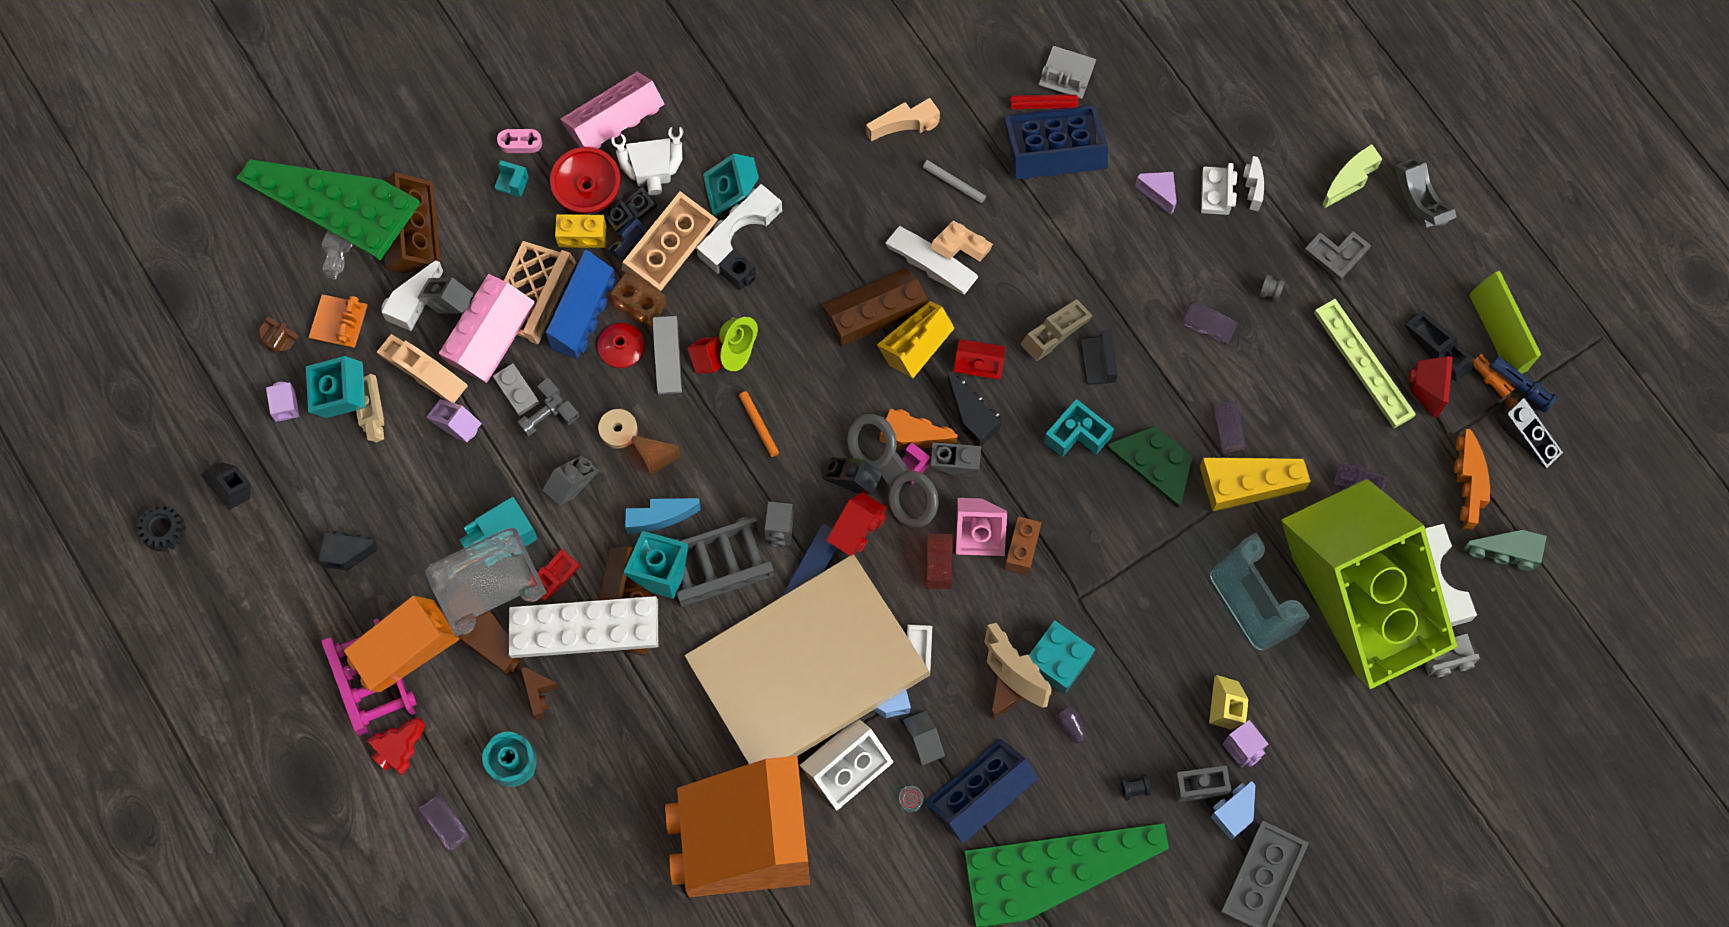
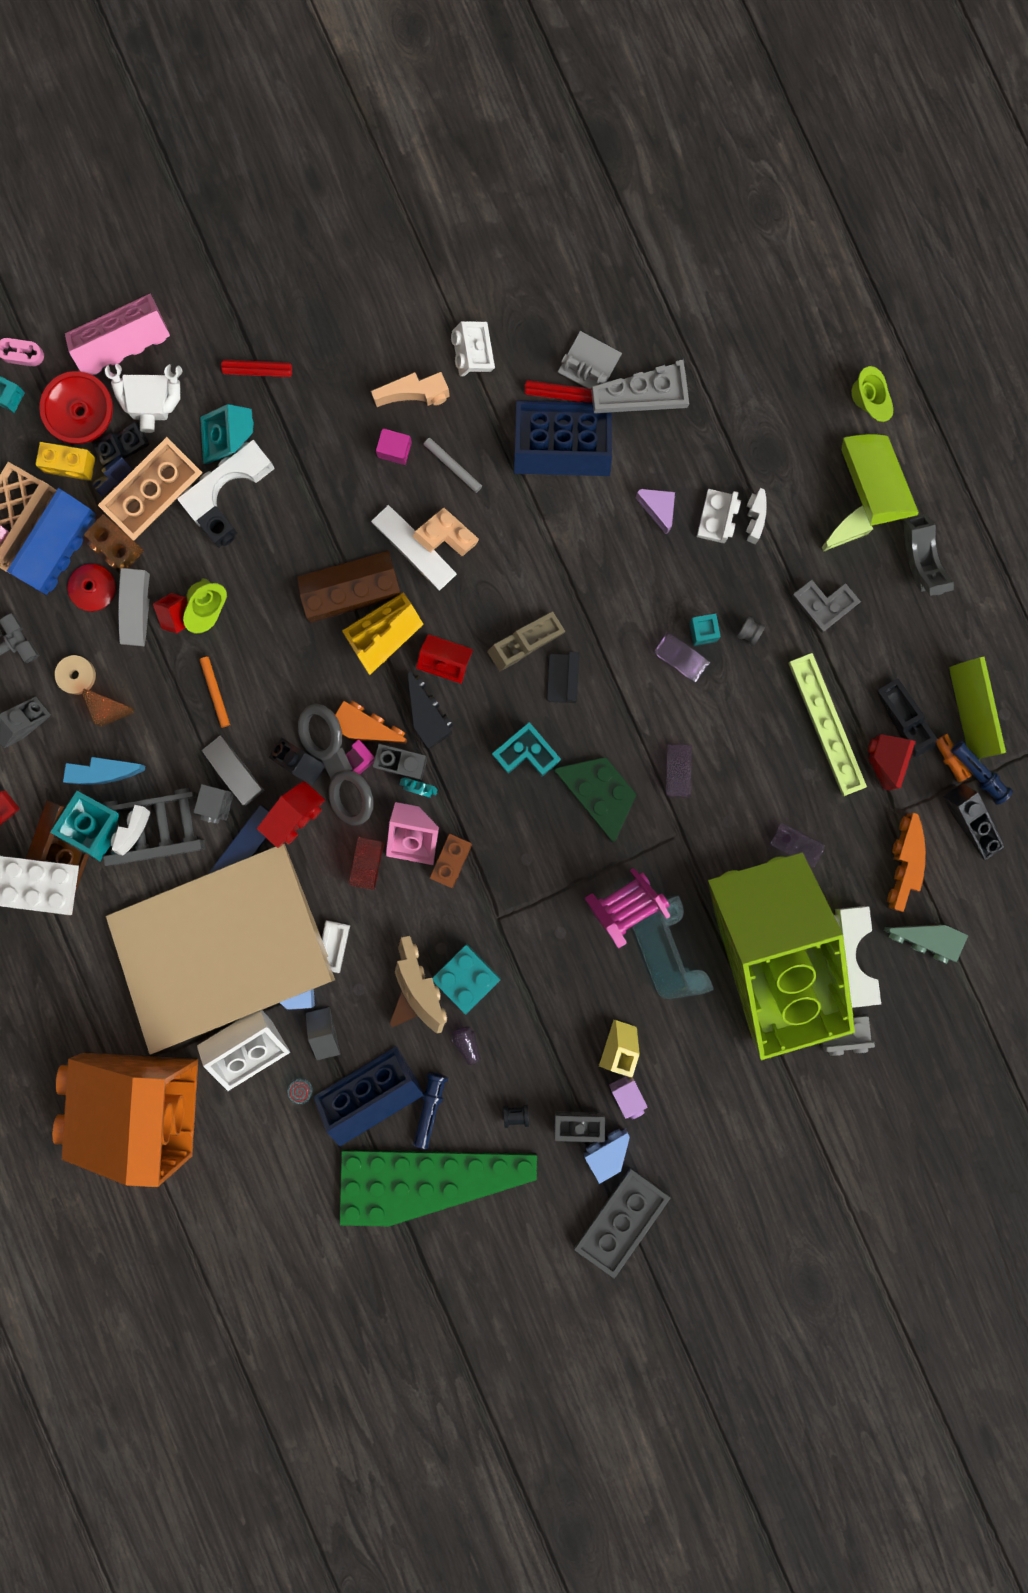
camera: 10 degrees right, 15 degrees up
(701, 563) = (126, 837): none -> white slope
(750, 122) = (256, 368): none -> red axle
(788, 490) = (232, 771): none -> light grey slope
(895, 172) = (393, 446): none -> dark pink panel
(954, 74) = (472, 347): none -> white bracket
(977, 480) = (418, 787): none -> teal gear
(1047, 783) = (431, 1098): none -> dark blue pin
(1136, 86) = (644, 391): none -> light grey wing
(1200, 561) = (627, 907): none -> dark pink fence
(1227, 292) = (704, 629): none -> teal panel
(1249, 480) = (681, 828): yellow wedge -> none
(1339, 59) = (872, 394): none -> lime piece
(1362, 131) = (878, 478): none -> lime slope

